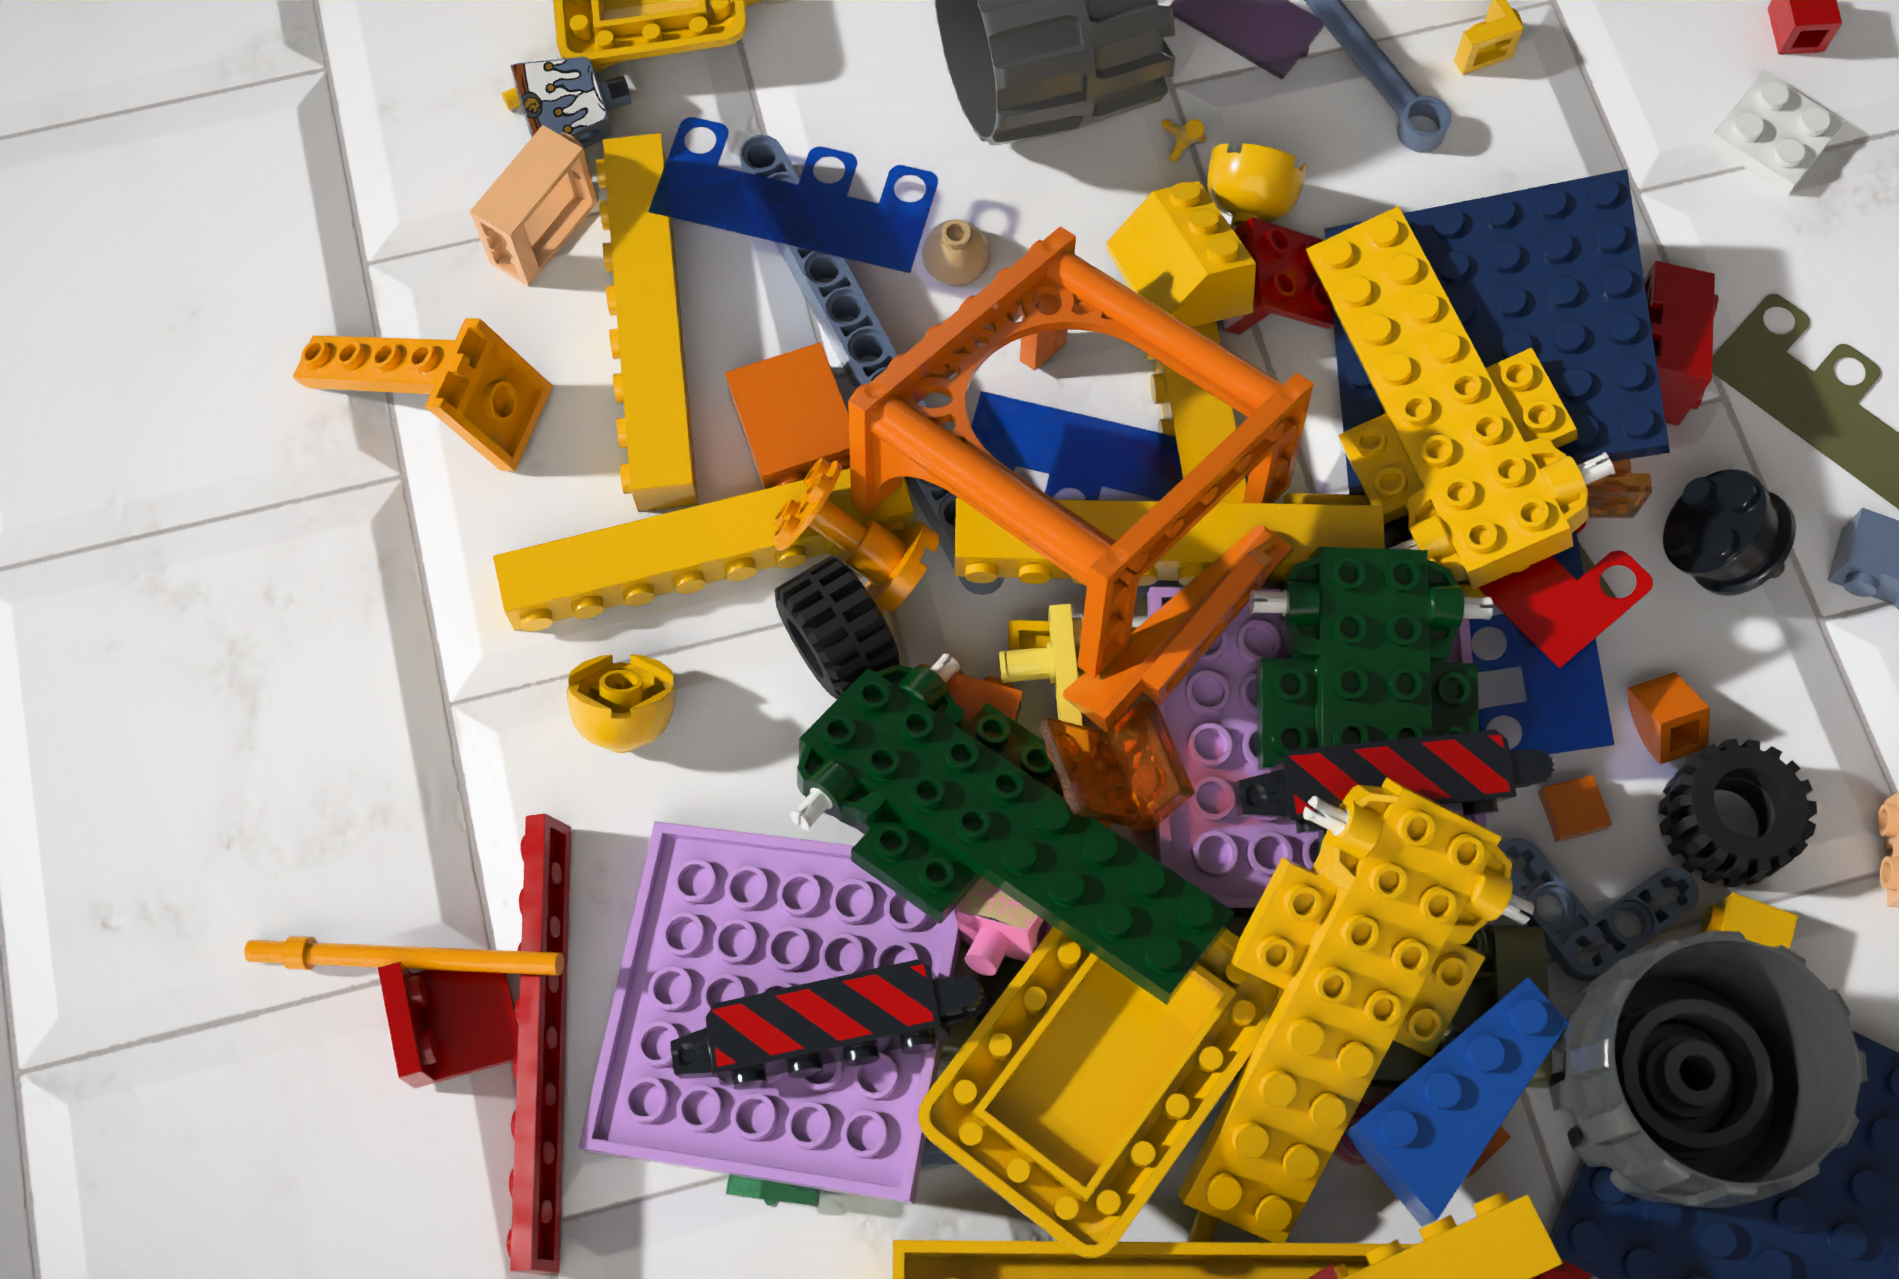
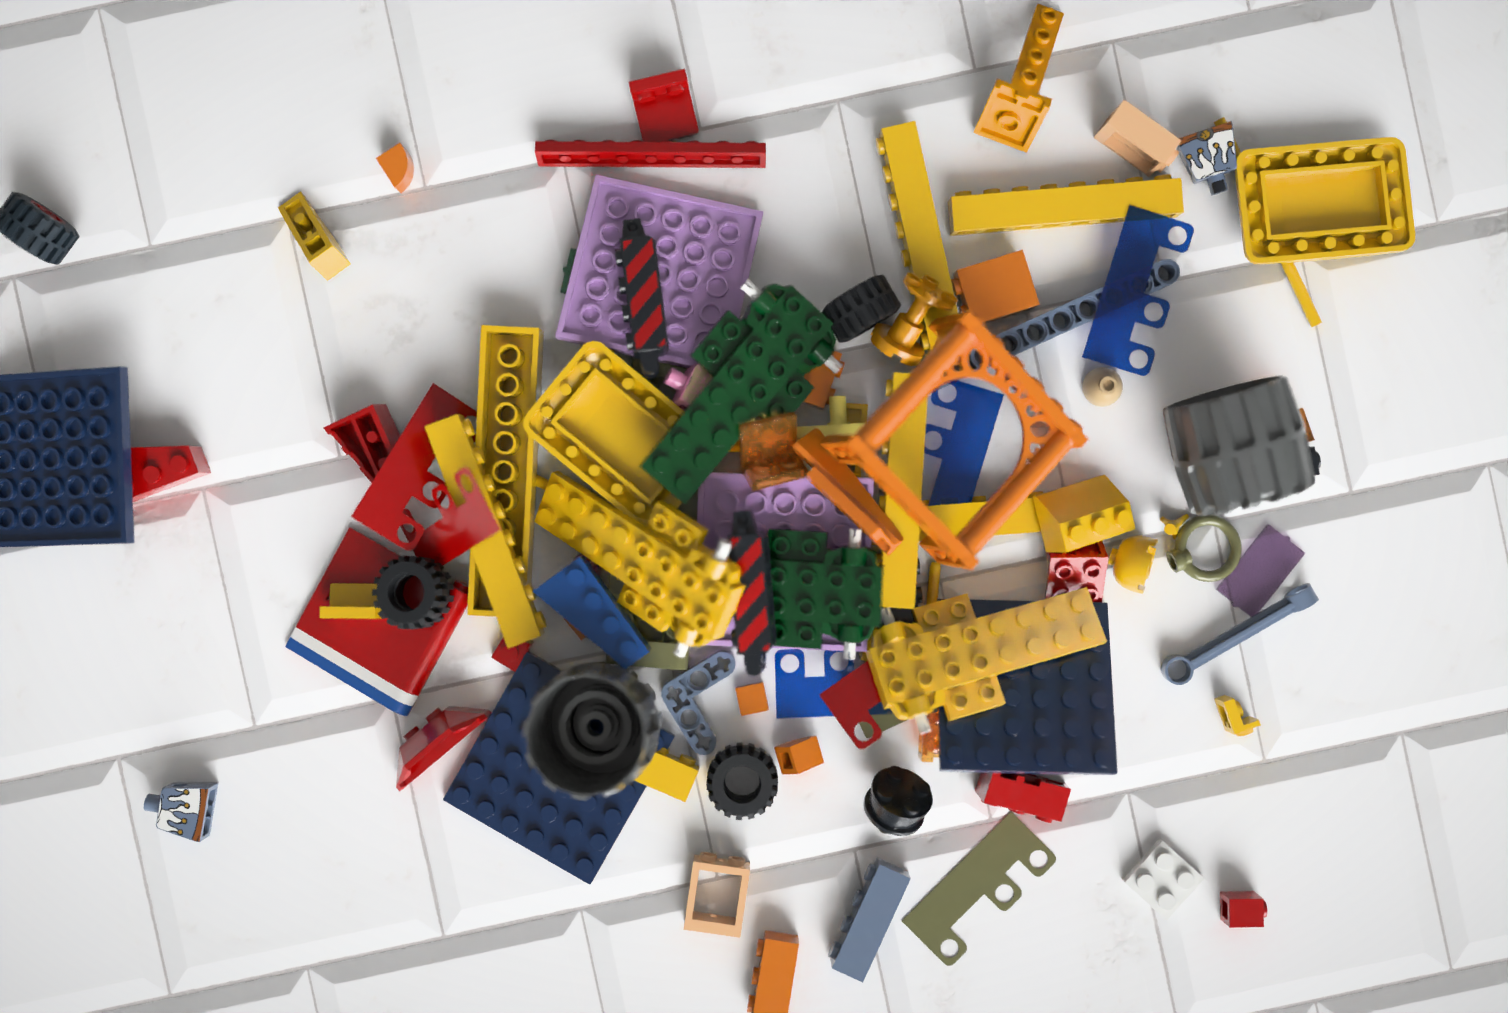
camera: 85 degrees right, 20 degrees up
(306, 952) = (701, 32): light orange bar -> none
(621, 702) = (829, 192): yellow cylinder -> none
(1238, 122) = (1181, 559): none -> olive piece

